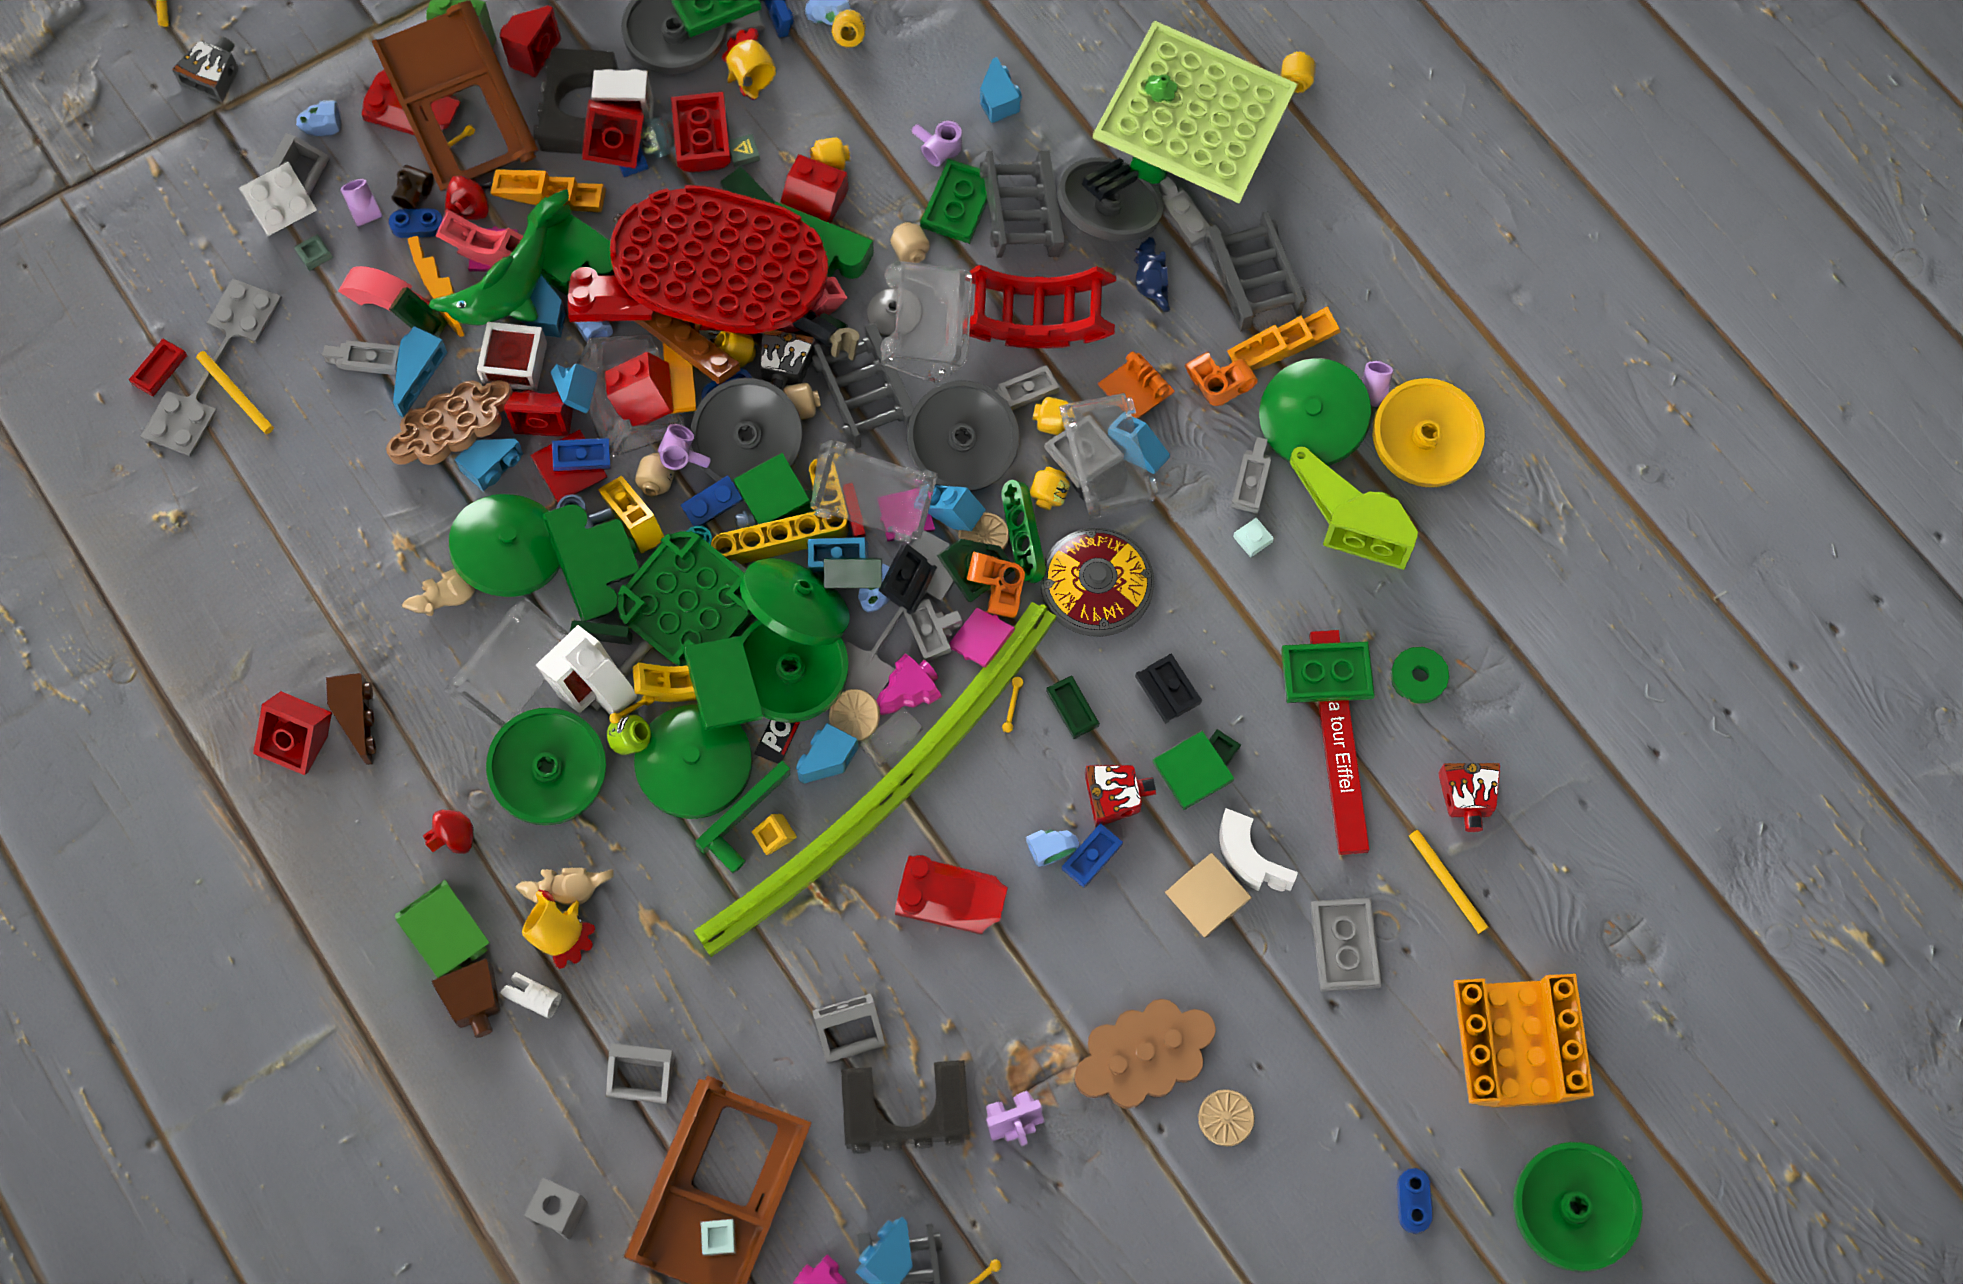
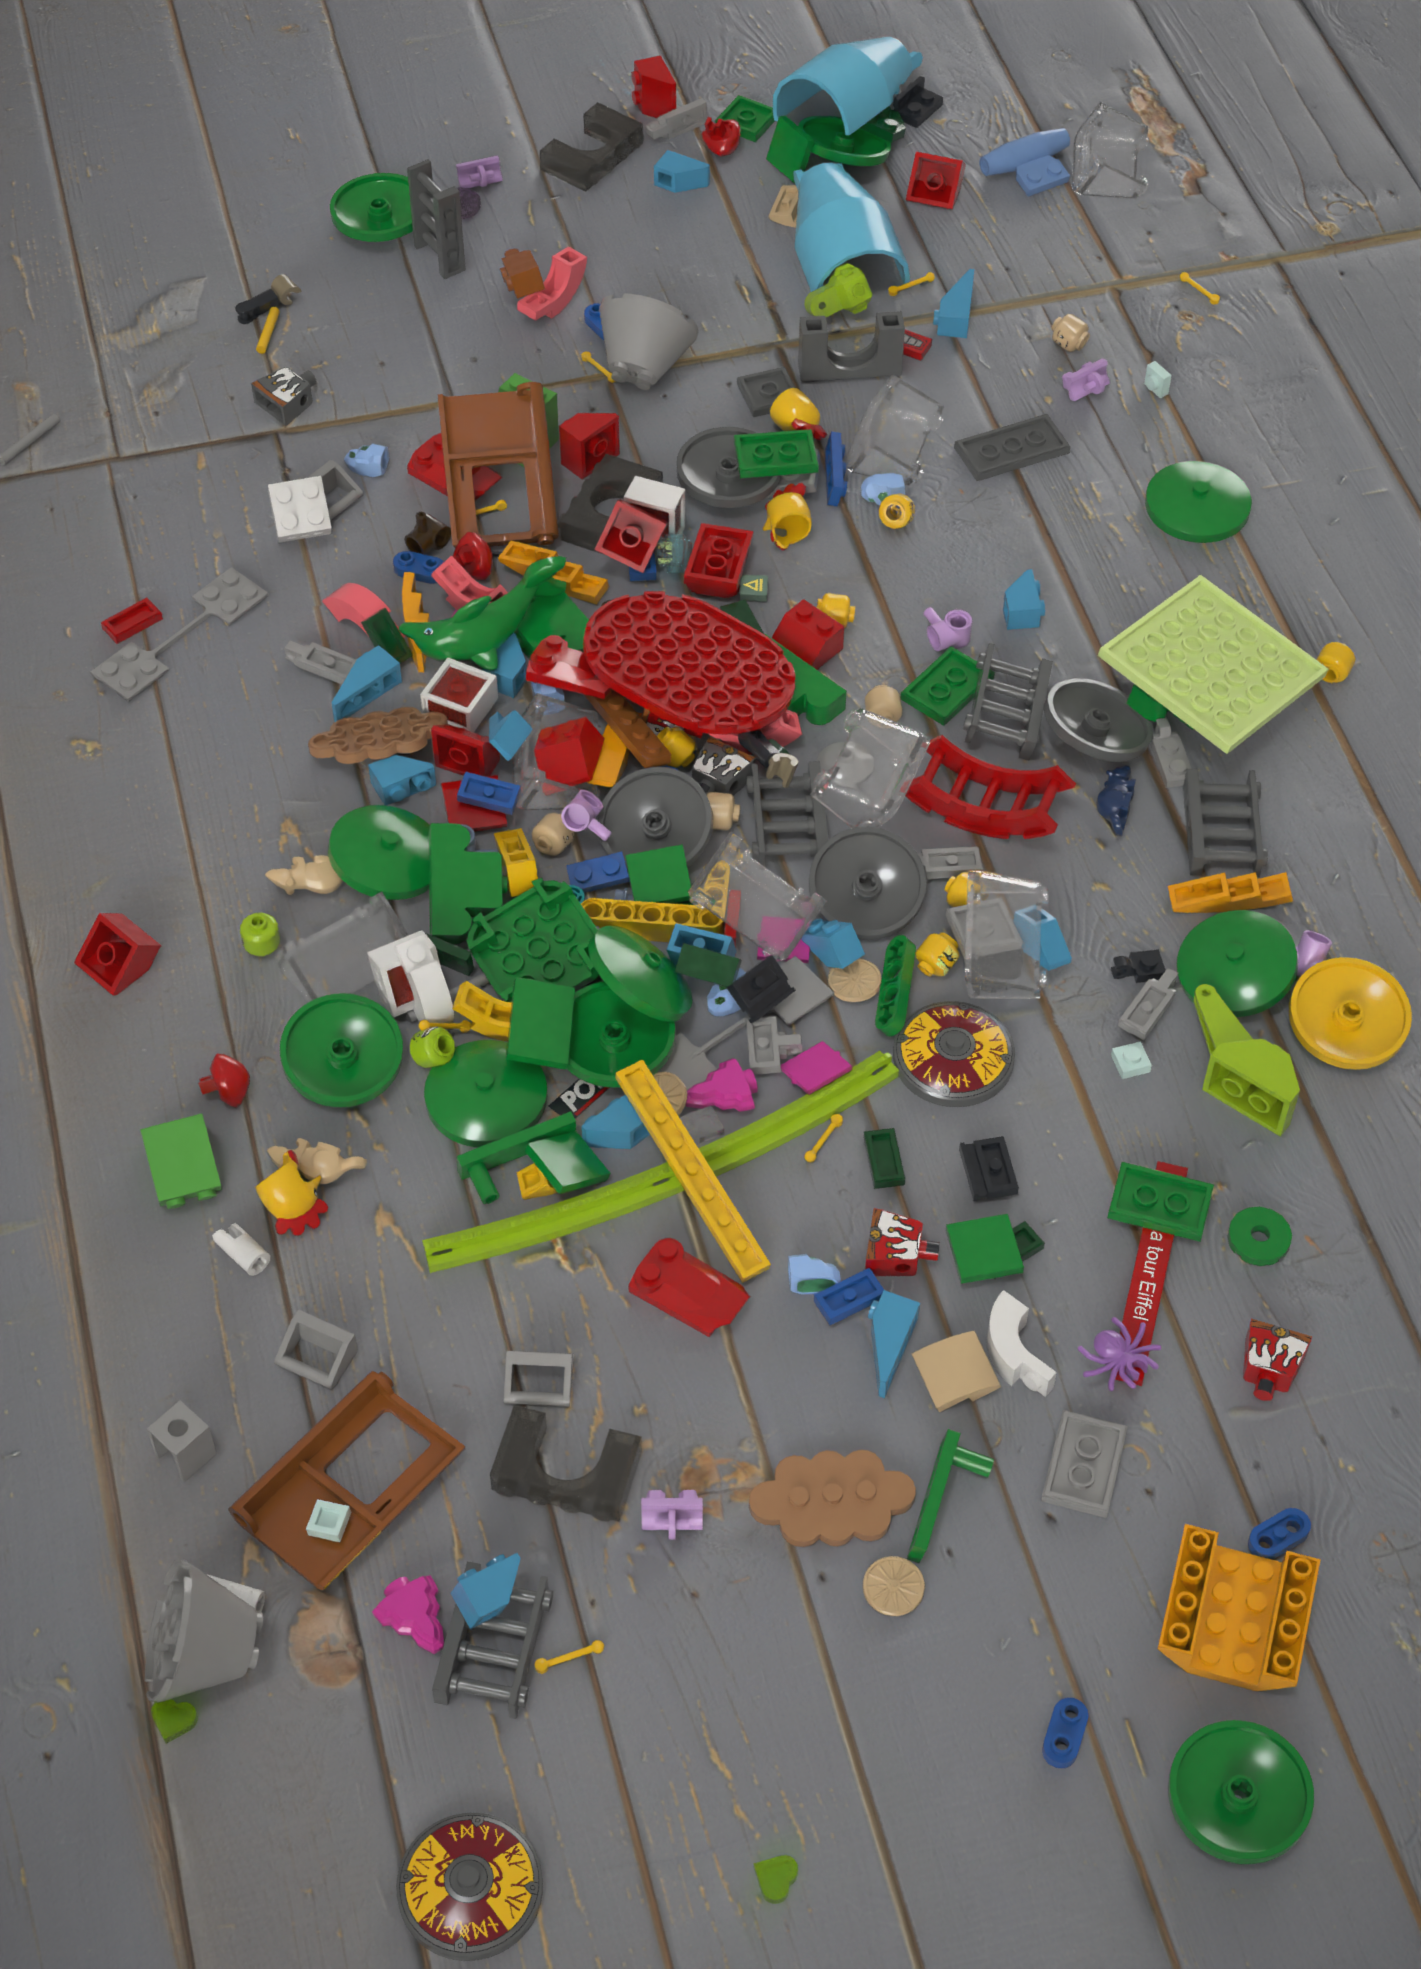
camera: 20 degrees right, 15 degrees down
(235, 392) = (191, 659): yellow bar -> none
(313, 252) = (314, 565): sand green tile -> none
(349, 702) = (181, 944): reddish brown slope -> none
(360, 202) = (374, 534): lavender piece -> none
(421, 669) = (260, 934): none -> lime head
(470, 996) = (183, 1229): reddish brown torso -> none
(796, 809) = (567, 1162): none -> green tile
(913, 783) = (692, 1171): none -> yellow plate
(957, 562) = (834, 1000): dark green plate -> none
(990, 571) = (845, 1003): orange piece -> none
(1106, 175) = (1103, 700): black tile -> none
(1138, 381) = (1067, 890): orange hinge -> none
(1140, 881) = (891, 1330): none -> dark azure slope
(1161, 88) = (1184, 631): bright green plant -> none
(1229, 987) = (948, 1454): none -> green piece
(1231, 438) = (1140, 964): none -> black plate
(1234, 378) = (1151, 911): orange piece -> none
(1344, 835) = (1119, 1354): none -> medium lavender animal
(1448, 881) = (1218, 1439): yellow bar -> none
(1528, 956) = (1277, 1535): none -> blue plate

